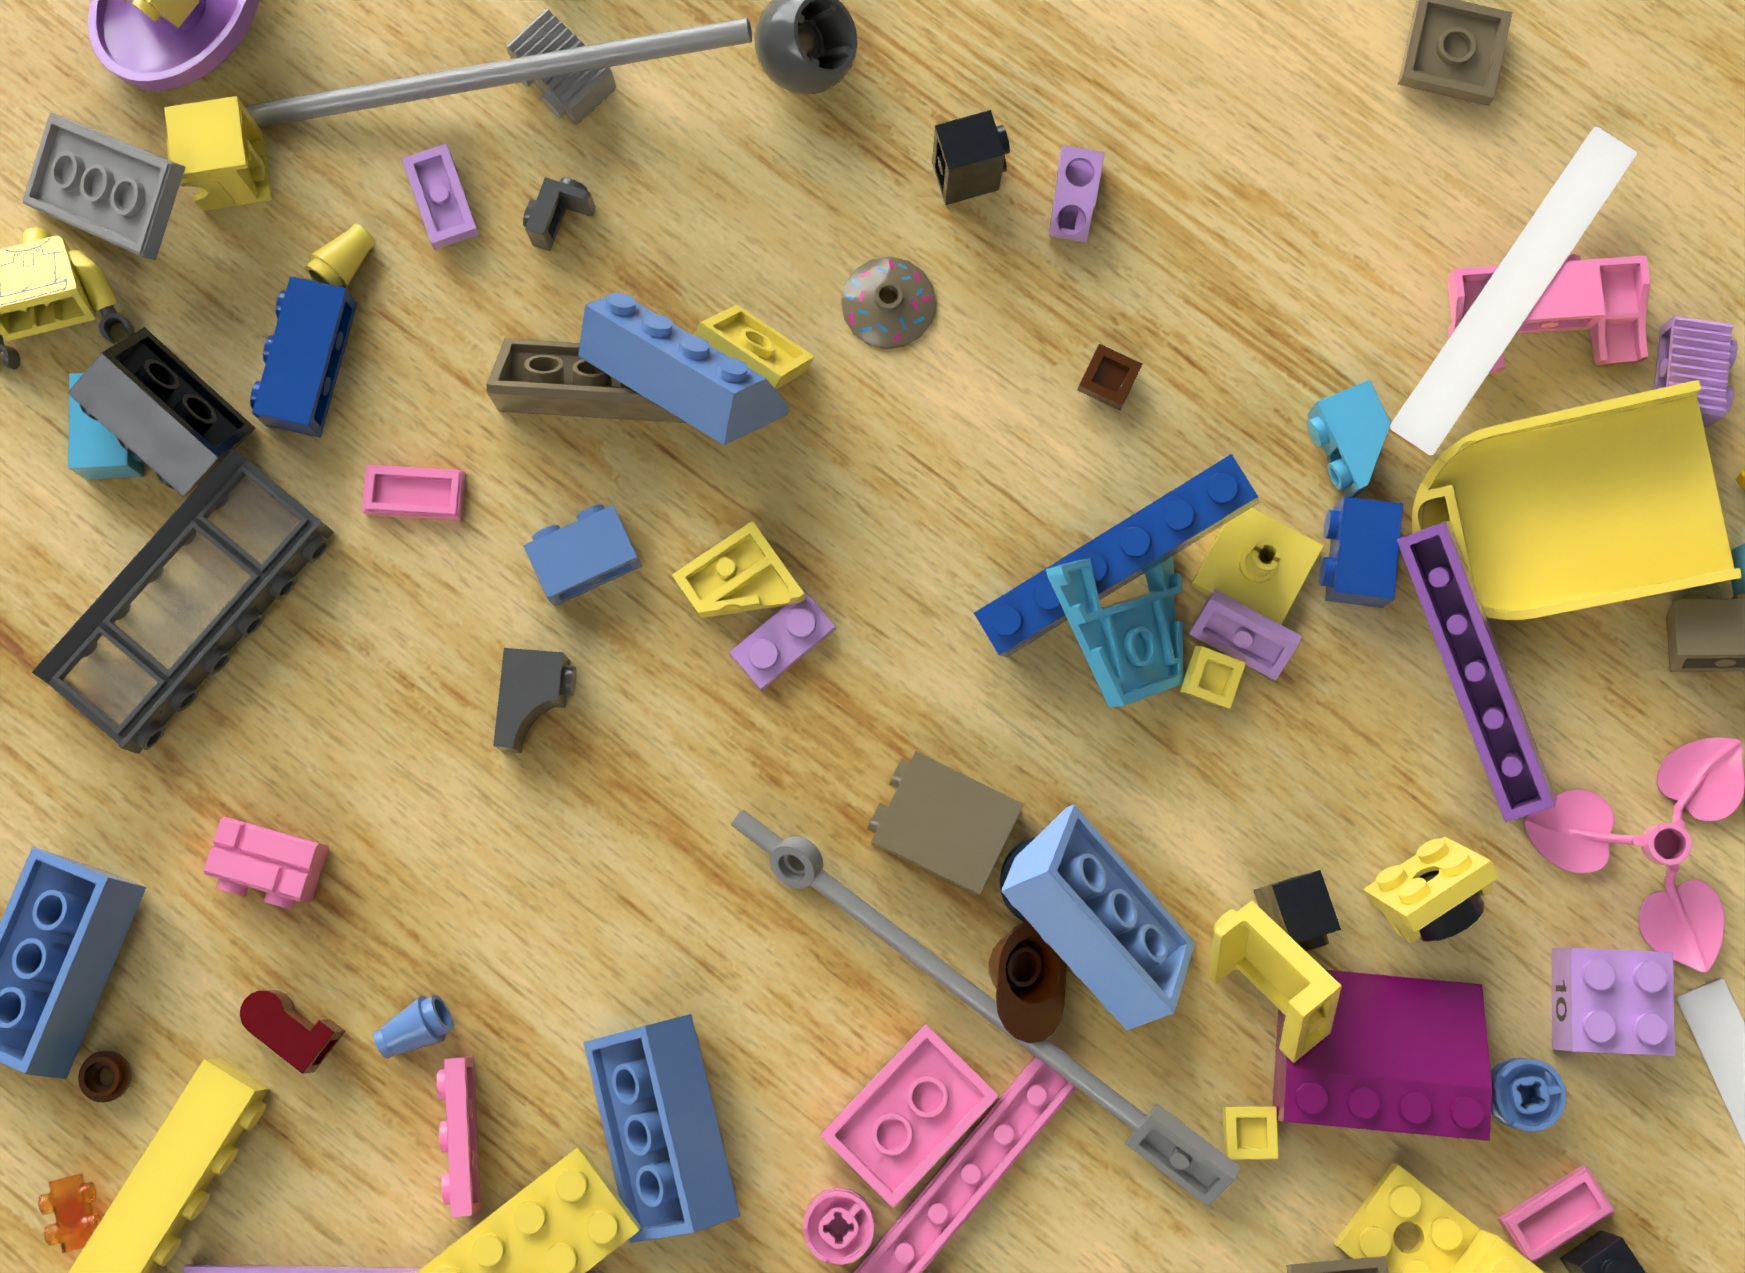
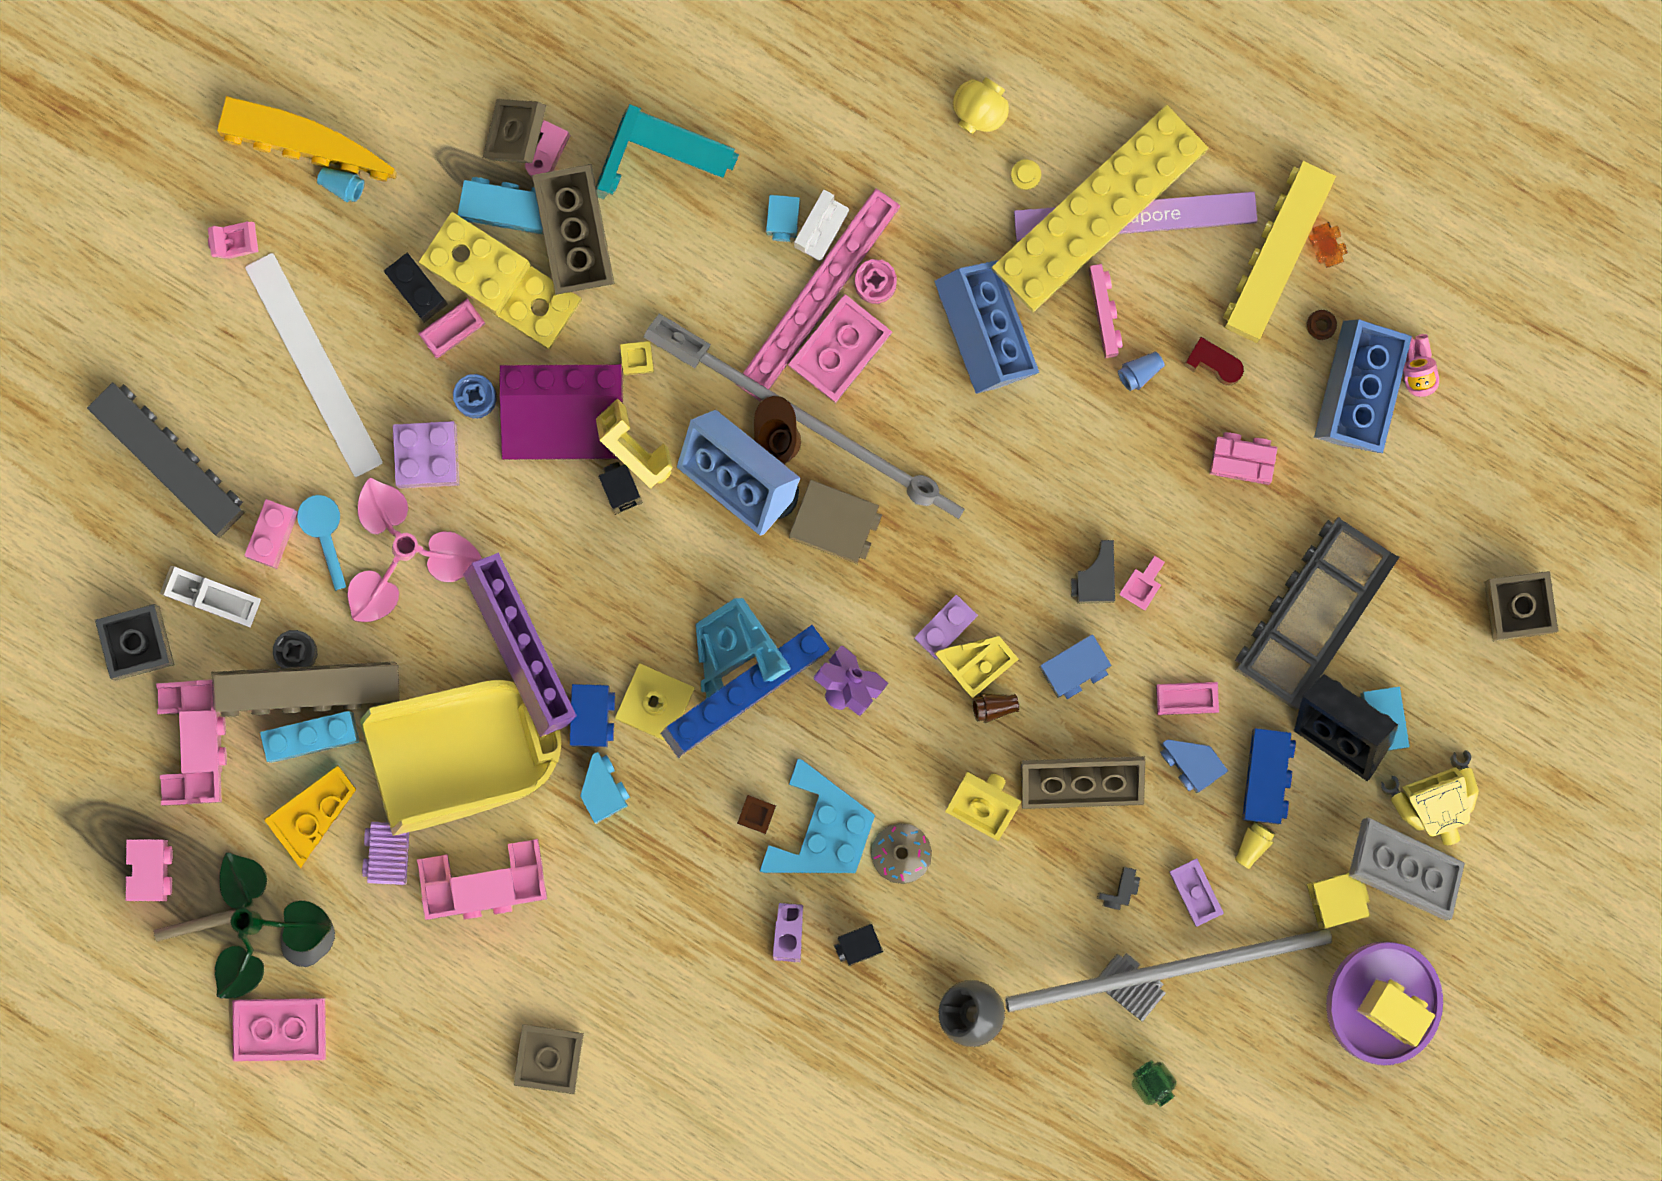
camera: 175 degrees right, 5 degrees up
(410, 387) = (1196, 762): none -> medium blue slope
(461, 671) = (1141, 586): none -> bright pink plate
(677, 369) = (1028, 778): medium blue slope -> none
(720, 506) = (994, 706): none -> reddish brown cone
(947, 557) = (847, 684): none -> medium lavender plant
(990, 338) = (834, 833): none -> medium azure wing
(1212, 677) = (678, 628): light yellow plate -> none
(1245, 634) = (660, 656): lavender plate -> none
(1433, 891) = (538, 508): light yellow piece -> none
(1512, 291) = (507, 889): white sticker -> none

